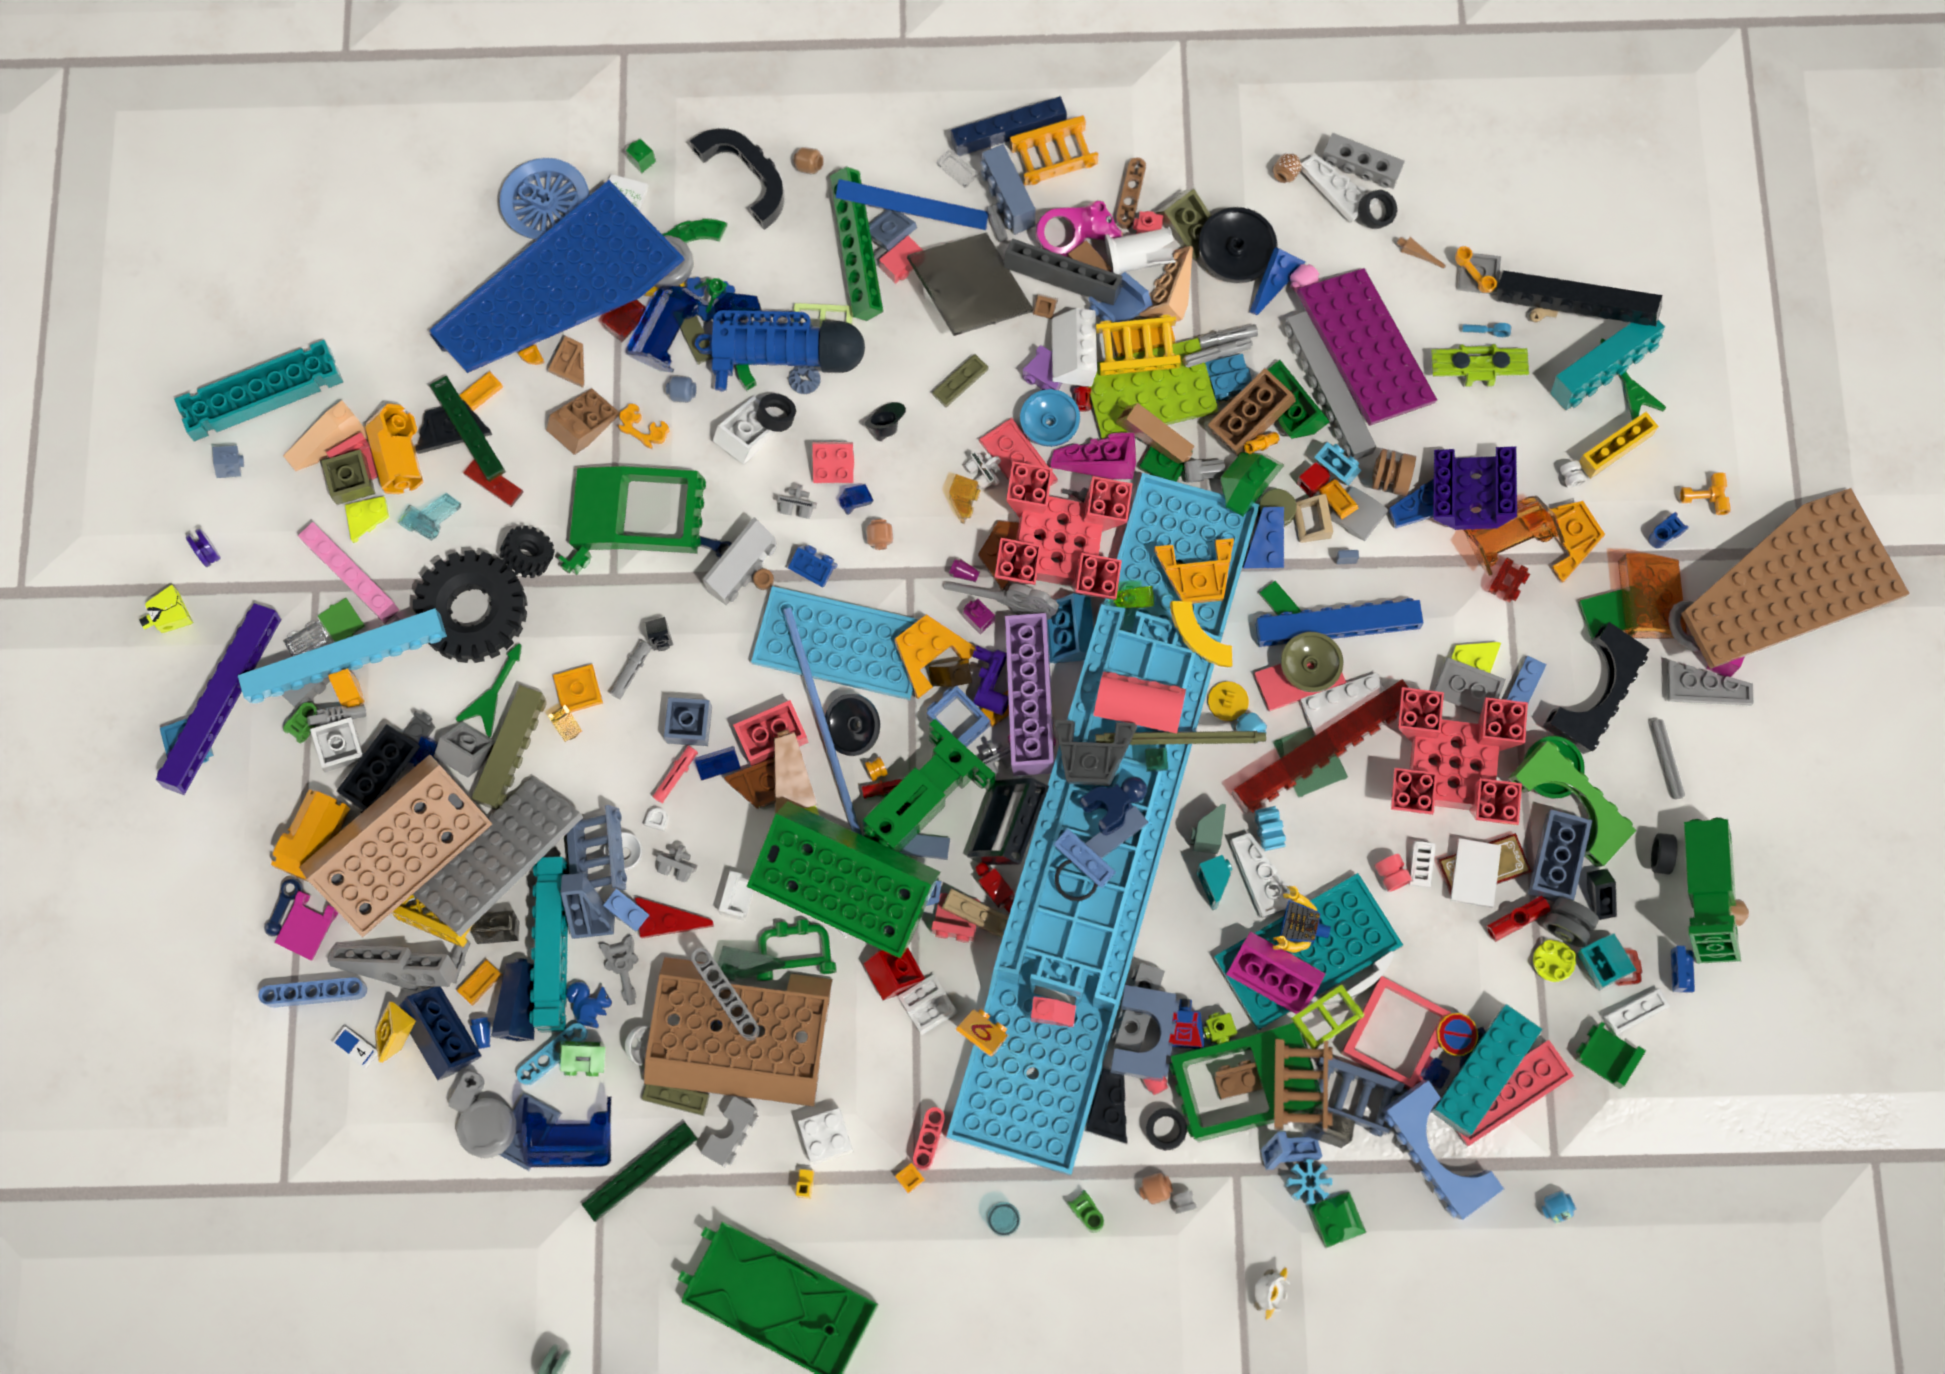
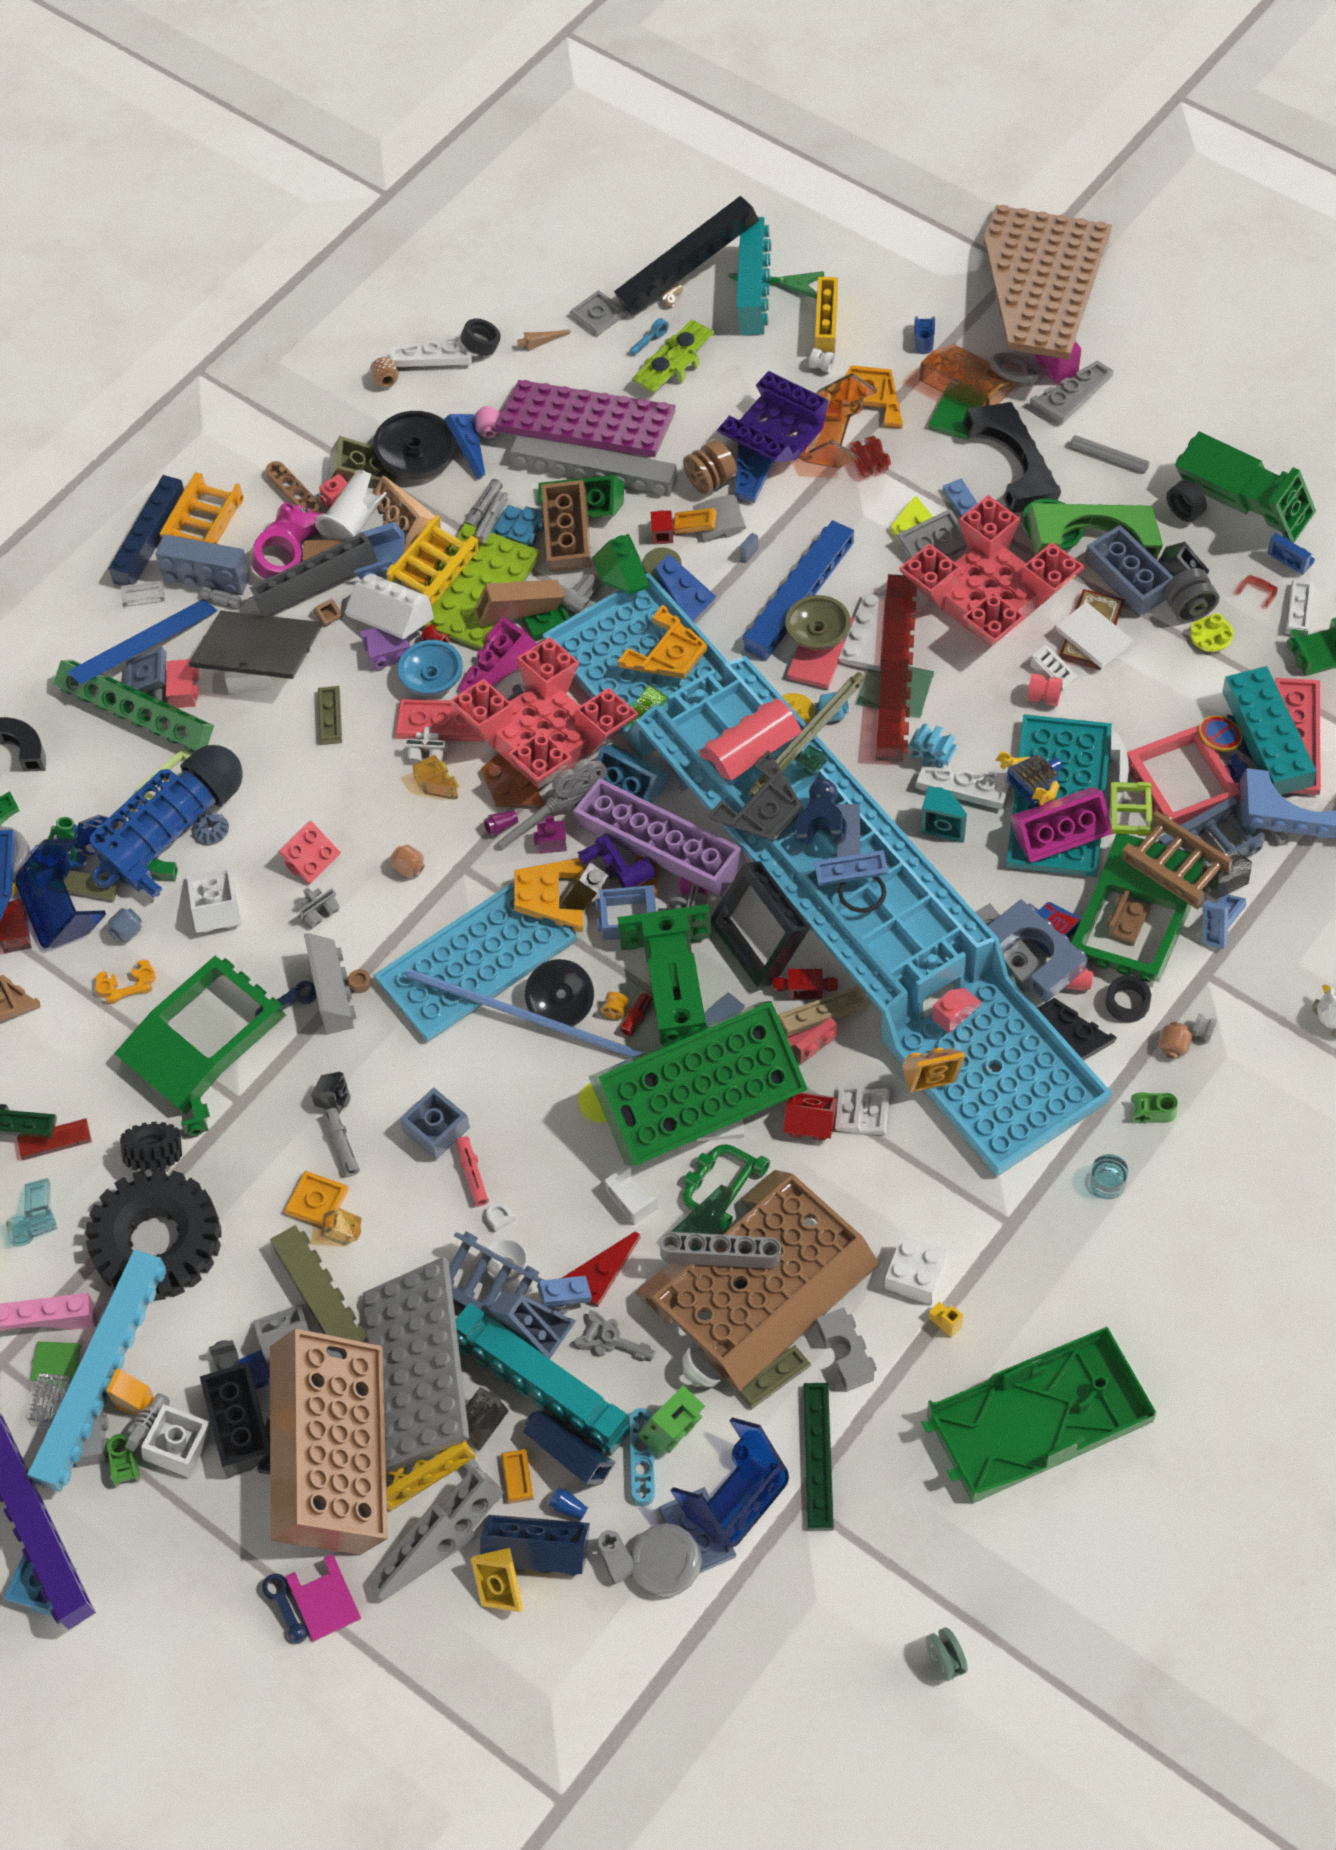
camera: 50 degrees left, 15 degrees down
(303, 988) = (394, 1647): medium blue beam -> none
(313, 827) = (242, 1523): light orange brick -> none
(355, 1047) = (482, 1634): tile -> none
(487, 703) = (257, 1287): green piece -> none
(581, 421) = (72, 1025): medium nougat slope -> none
(587, 1008) = (627, 1392): blue animal -> none
(668, 861) = (547, 1231): light grey hips -> none
(717, 763) = (492, 1130): clear blue slope -> none
(755, 783) = (546, 1099): dark orange wing -> none
(759, 731) = (507, 1064): coral brick -> none
(773, 423) = (224, 873): black tyre -> none
(790, 773) = (560, 1067): slope -> none
(808, 160) = (21, 692): medium nougat head -> none
(812, 565) = (385, 932): blue bracket -> none
(854, 498) = (355, 860): clear blue bracket -> none
(885, 420) = (311, 788): black piece -> none
(909, 1178) = (1009, 1228): light orange plate -> none
(929, 1128) = (982, 1178): coral beam -> none
(1196, 638) = (730, 668): yellow tile -> none
(1209, 831) = (899, 790): sand green slope -> none
(1225, 1022) = (1074, 896): lime brick -> none
(1261, 442) = (595, 538): light orange pin -> none
(1278, 599) = (738, 619): green tile -> none
(1302, 1181) = (1260, 923): medium azure gear -> none
(1324, 519) = (698, 540): tan tile -> none
(1337, 463) = (665, 498): medium azure brick -> none
(1337, 1219) = (1308, 928): green slope -> none
(1358, 152) = (429, 321): light grey brick -> none
(1486, 284) = (613, 310): light orange bar -> none
(1529, 913) = (1156, 632): red piece -> none
(1606, 961) = (1242, 599): teal slope -> none
(1715, 494) = (921, 287): light orange bar -> none

